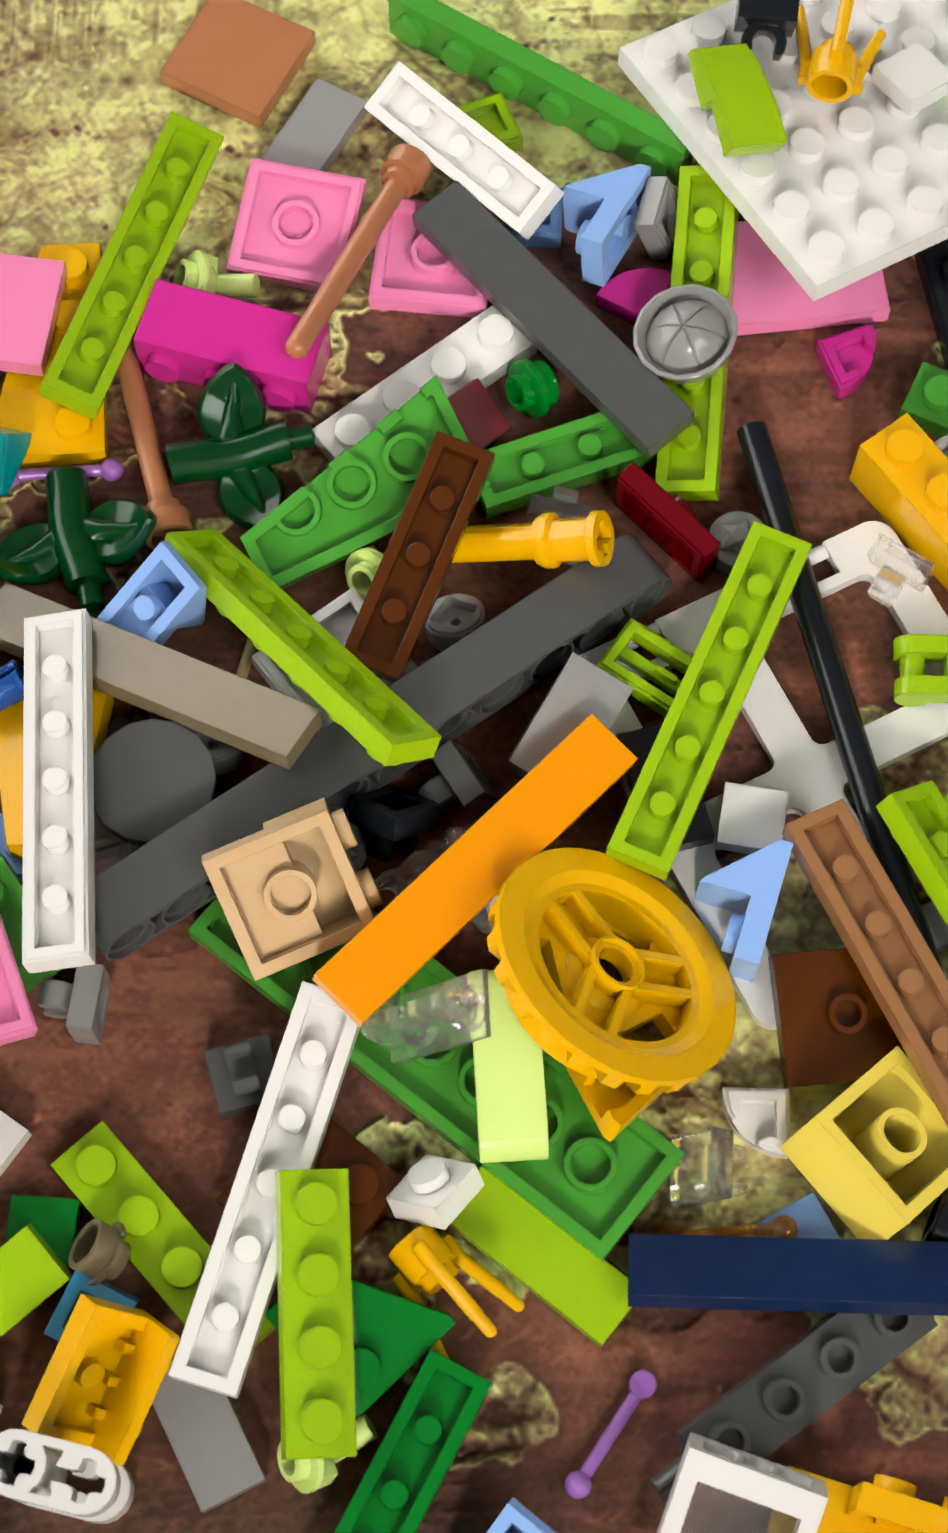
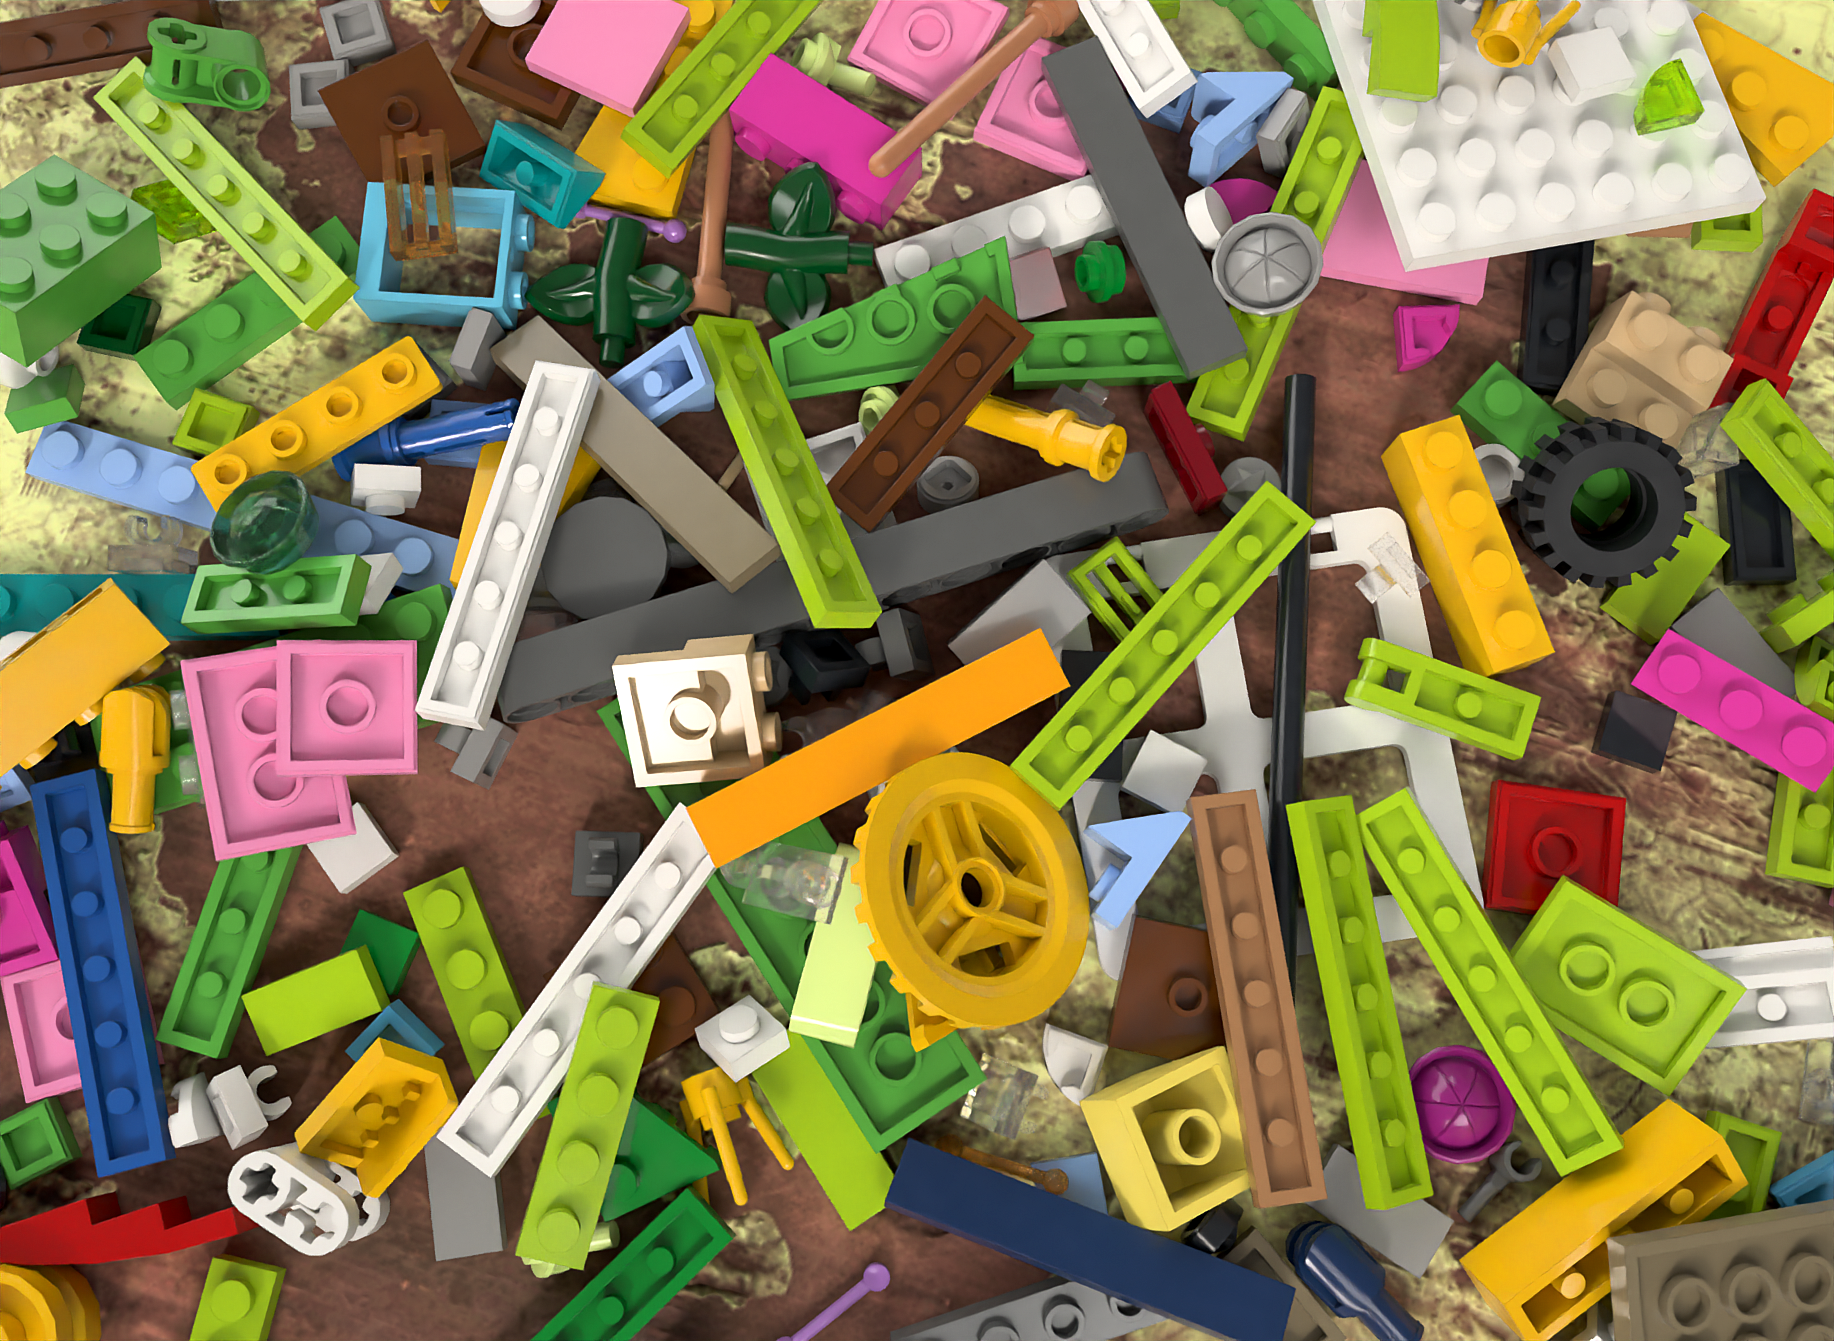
camera: 20 degrees right, 10 degrees up
(100, 1251) = (417, 994): dark tan plate -> none
(615, 310) = (1207, 217): none -> white tile

